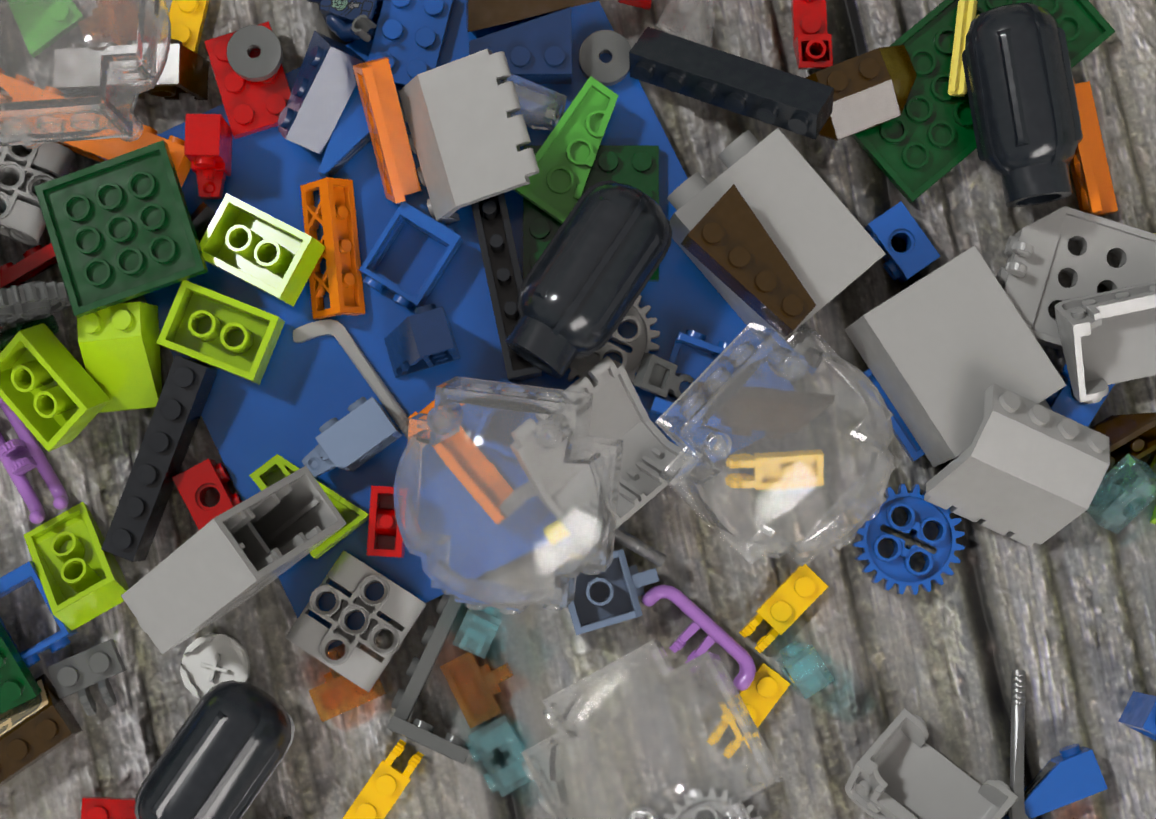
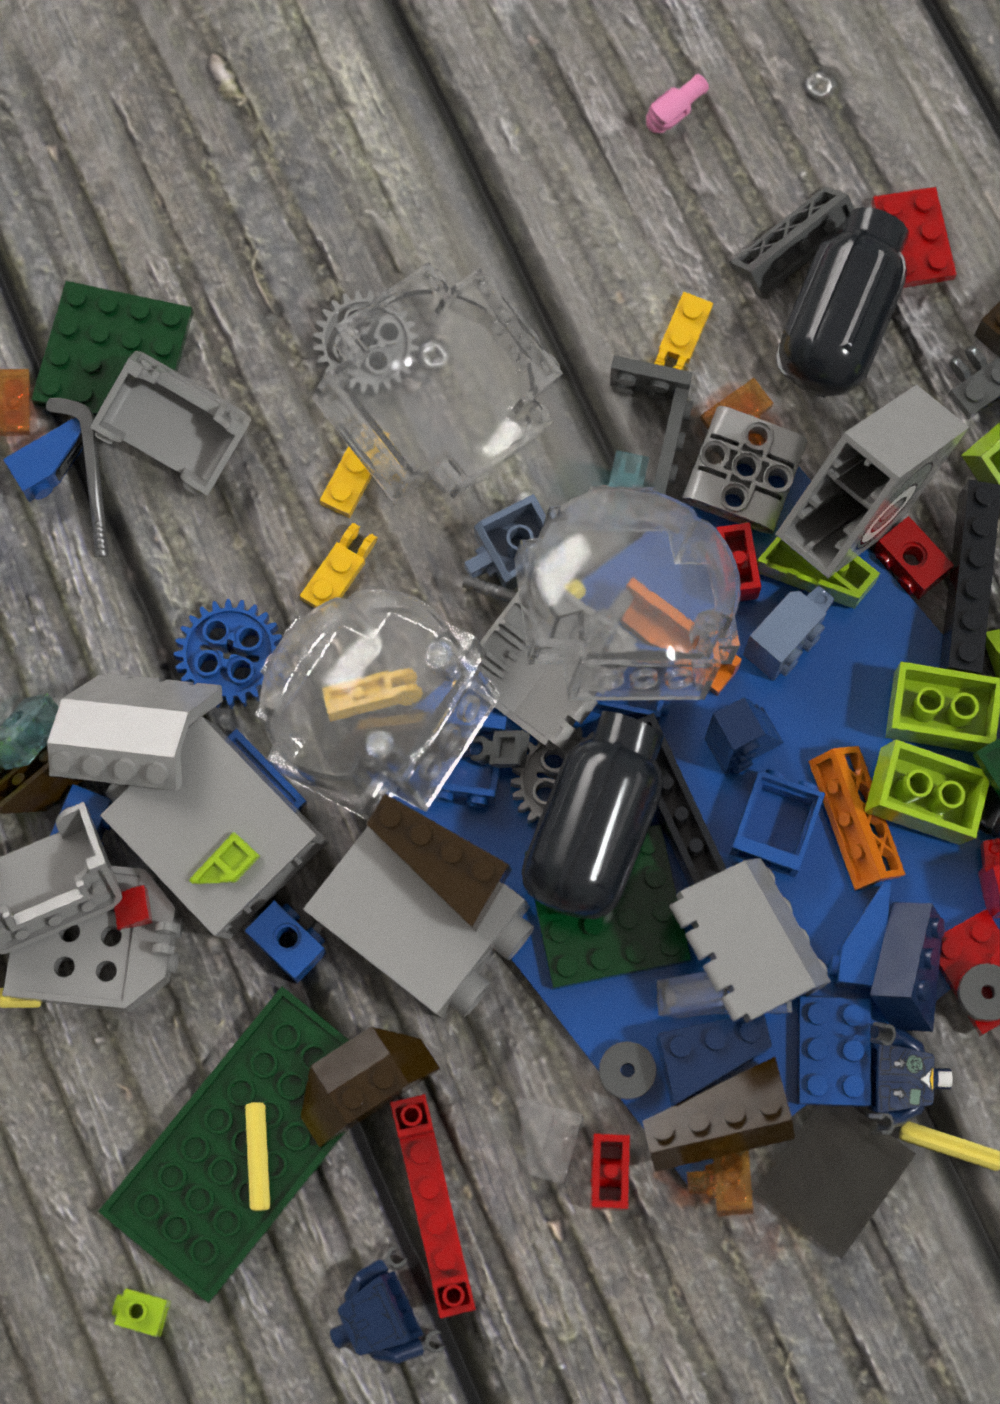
camera: 170 degrees right, 10 degrees down
(213, 661) = (860, 404): white tile -> none
(336, 329) = (820, 731): light grey piece -> none
(387, 129) = (832, 938): orange fence -> none
(475, 687) = (615, 433): clear orange hinge -> none
(502, 735) = (582, 400): clear light blue brick -> none
(570, 151) = (642, 955): bright green wing -> none
(710, 627) = (409, 535): medium lavender piece -> none
(731, 82) = (493, 1058): black brick -> none
(804, 668) = (310, 509): clear light blue brick -> none
(952, 308) = (227, 862): none -> lime tile
(1023, 101) = (188, 1095): black piece -> none
(1043, 295) = (133, 908): none -> red slope
(1090, 163) = (109, 1081): orange fence -> none

